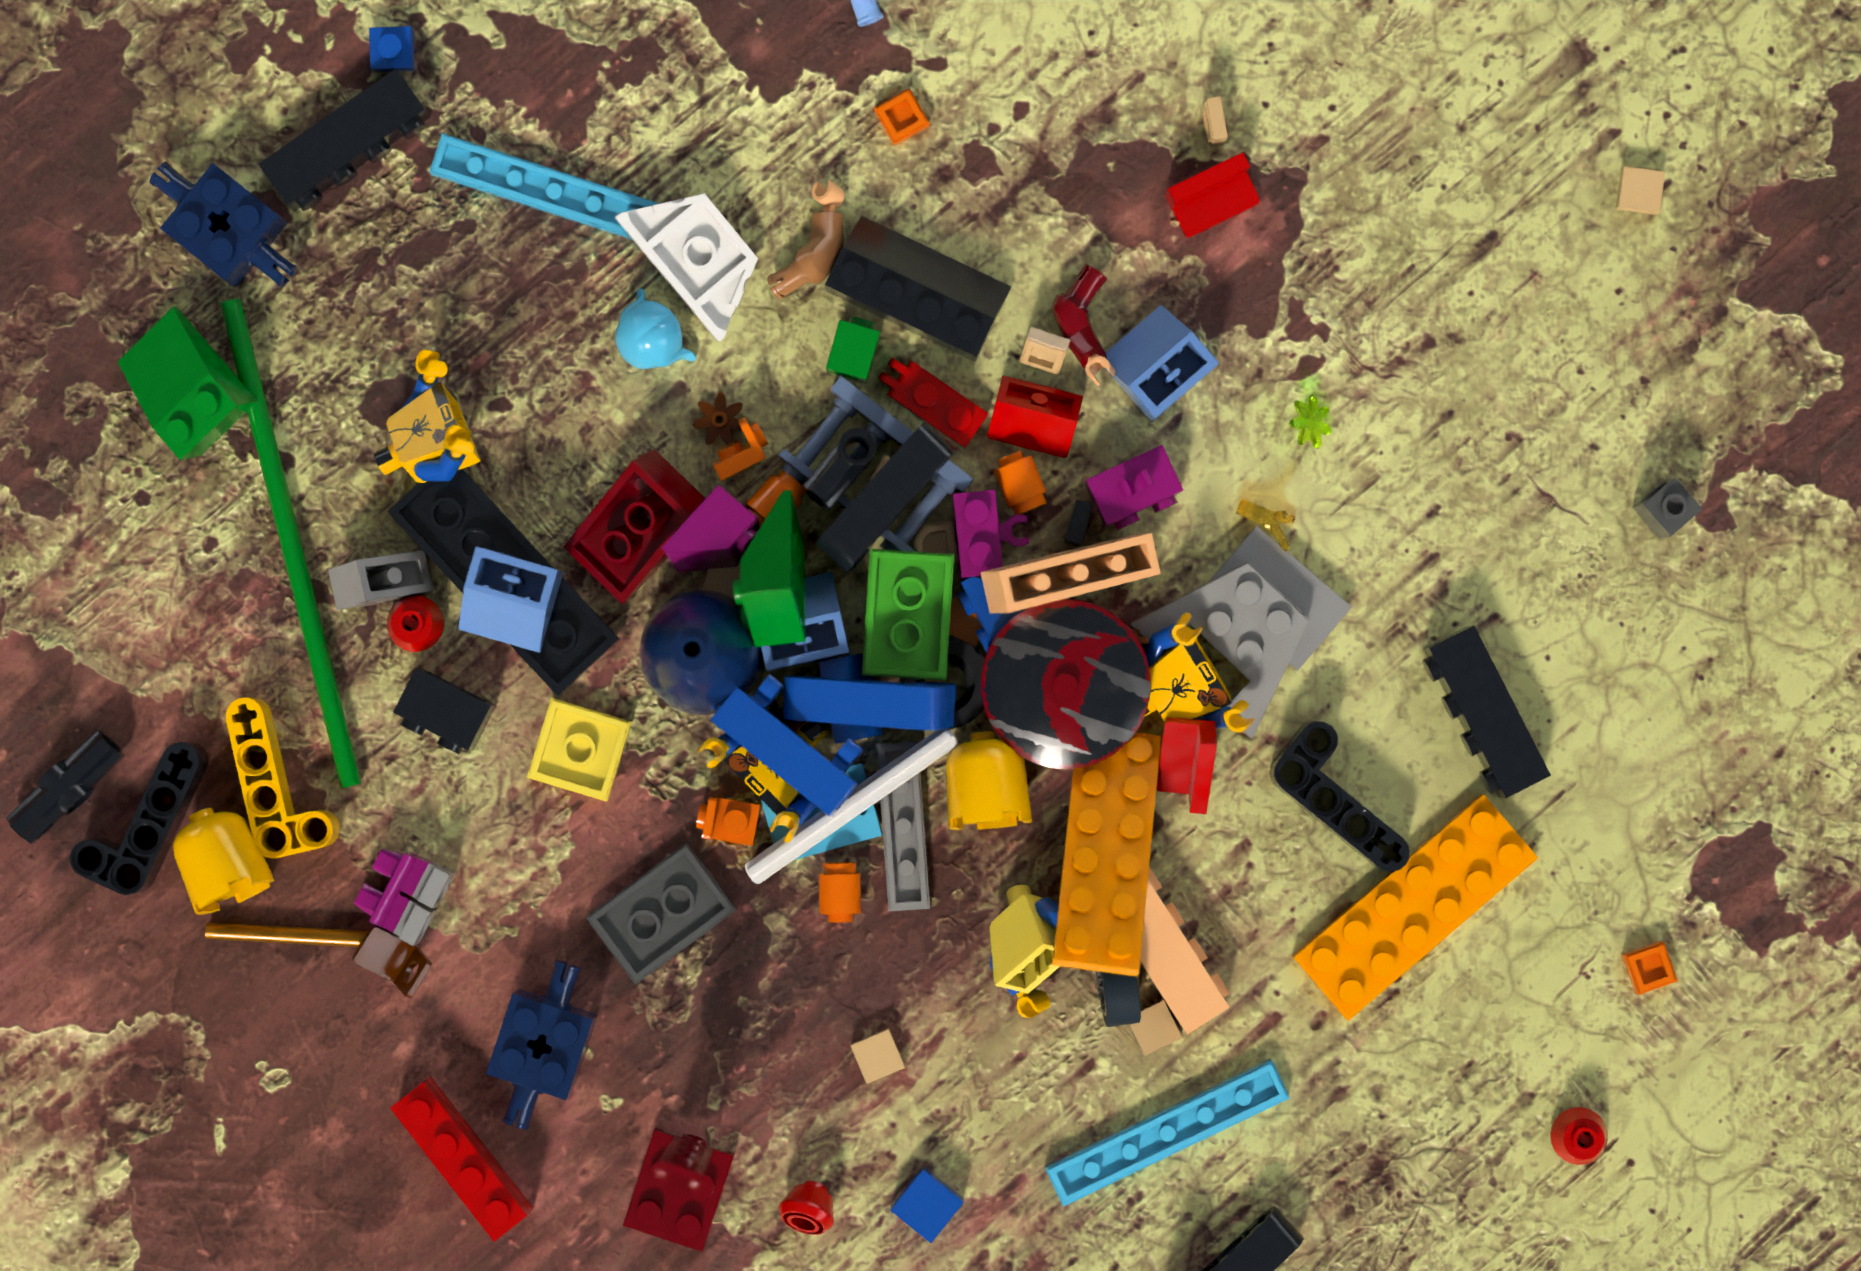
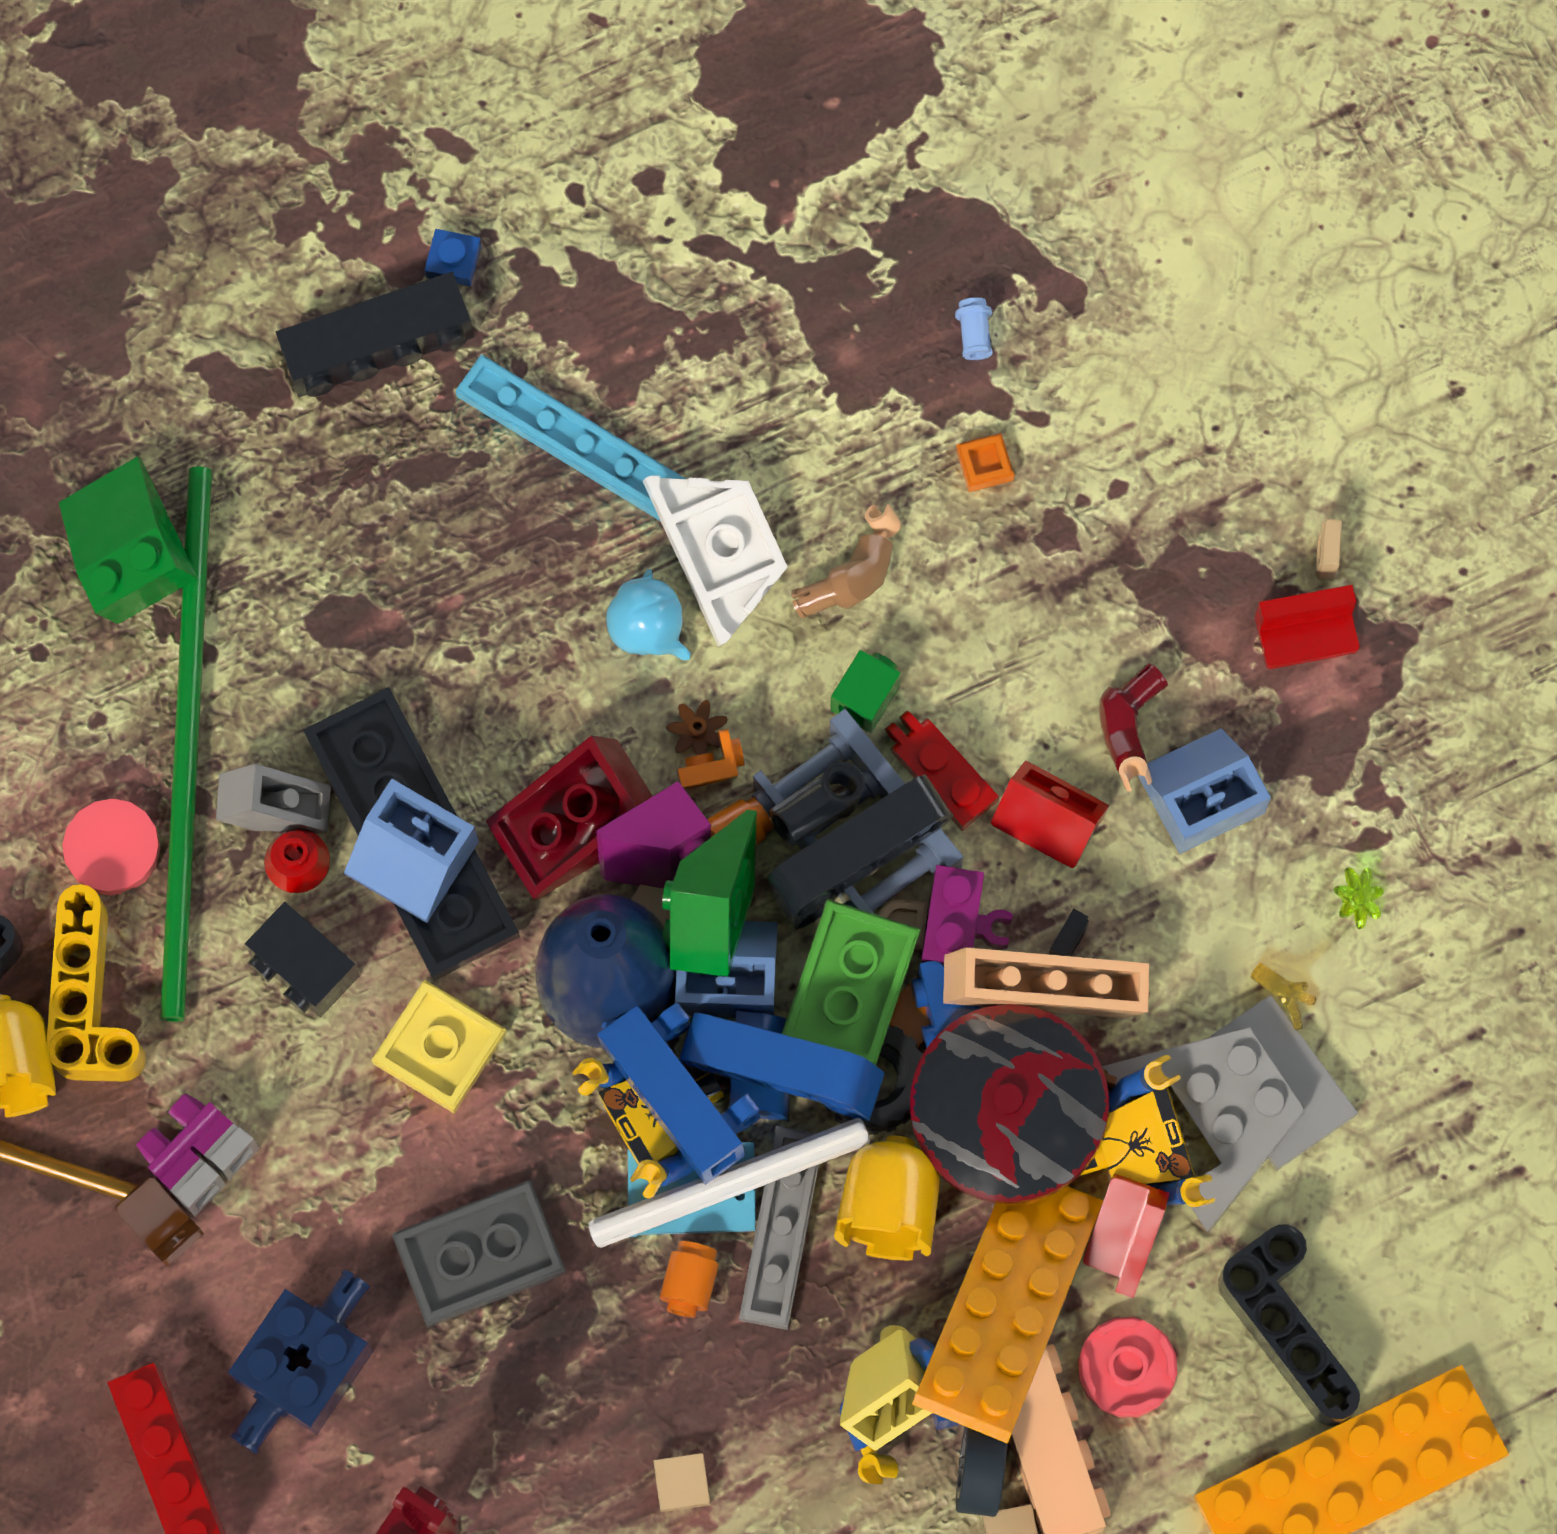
camera: 20 degrees right, 15 degrees down
(197, 221) = (215, 359): dark blue brick -> none
(255, 652) = (111, 846): none -> coral tile
(429, 429) = (376, 656): torso -> none
(728, 820) = (584, 1168): orange bracket -> none
(917, 288) = (953, 645): black slope -> none
(1020, 482) = (1015, 878): orange brick -> none
(1044, 350) = (1078, 743): tan tile -> none
(1134, 487) = (1141, 916): magenta brick -> none
(1213, 866) = (1137, 1377): none -> coral tile
(1485, 712) = (1484, 1269): black brick -> none

